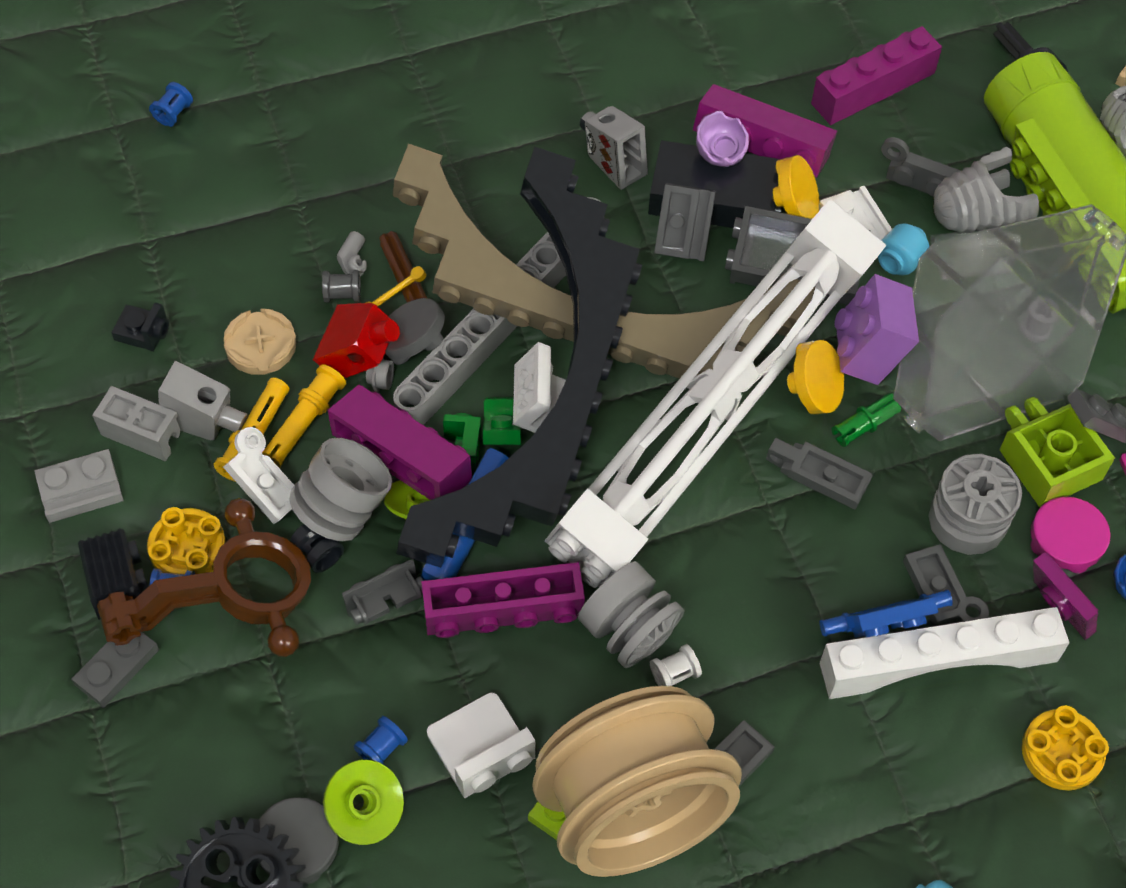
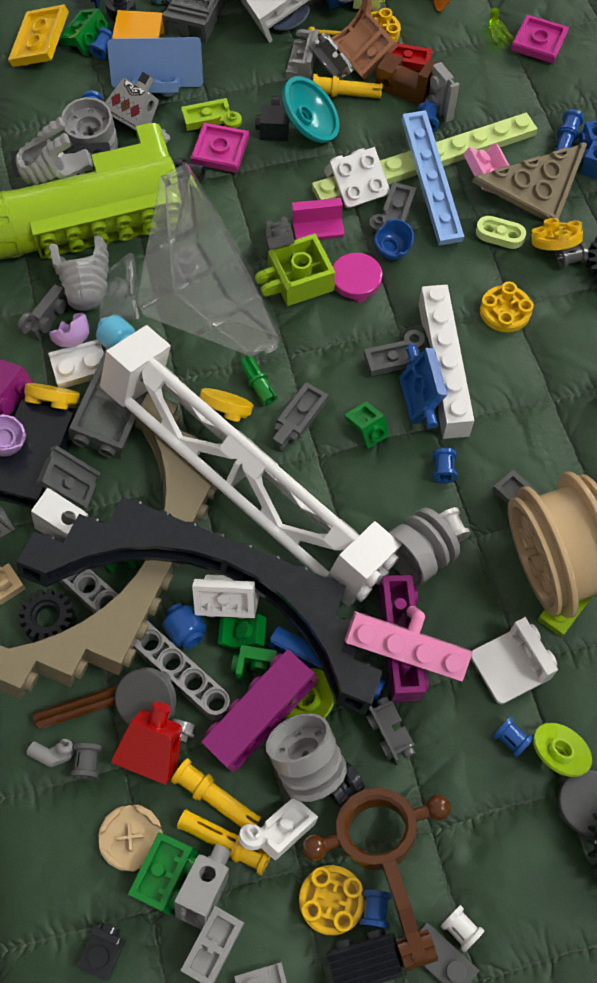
camera: 85 degrees left, 5 degrees up
(147, 681) = (462, 928): none -> white bush
(224, 364) = (163, 873): none -> green bracket
(417, 274) = (88, 692): yellow hinge -> none
(479, 584) = (408, 644): none -> bright pink plate
(498, 361) = (183, 626): none -> blue head
(510, 214) = (36, 605): none -> black tyre
(631, 213) = (55, 515): none -> white torso
(769, 657) = (444, 465): none -> blue bush
(820, 556) = (368, 423): none -> green bracket
(876, 329) = (197, 355): medium lavender brick -> none
(895, 203) = (71, 334): none -> lavender hair
(975, 504) = (338, 322): light grey wheel -> none
(1062, 593) = (411, 282): magenta piece -> none

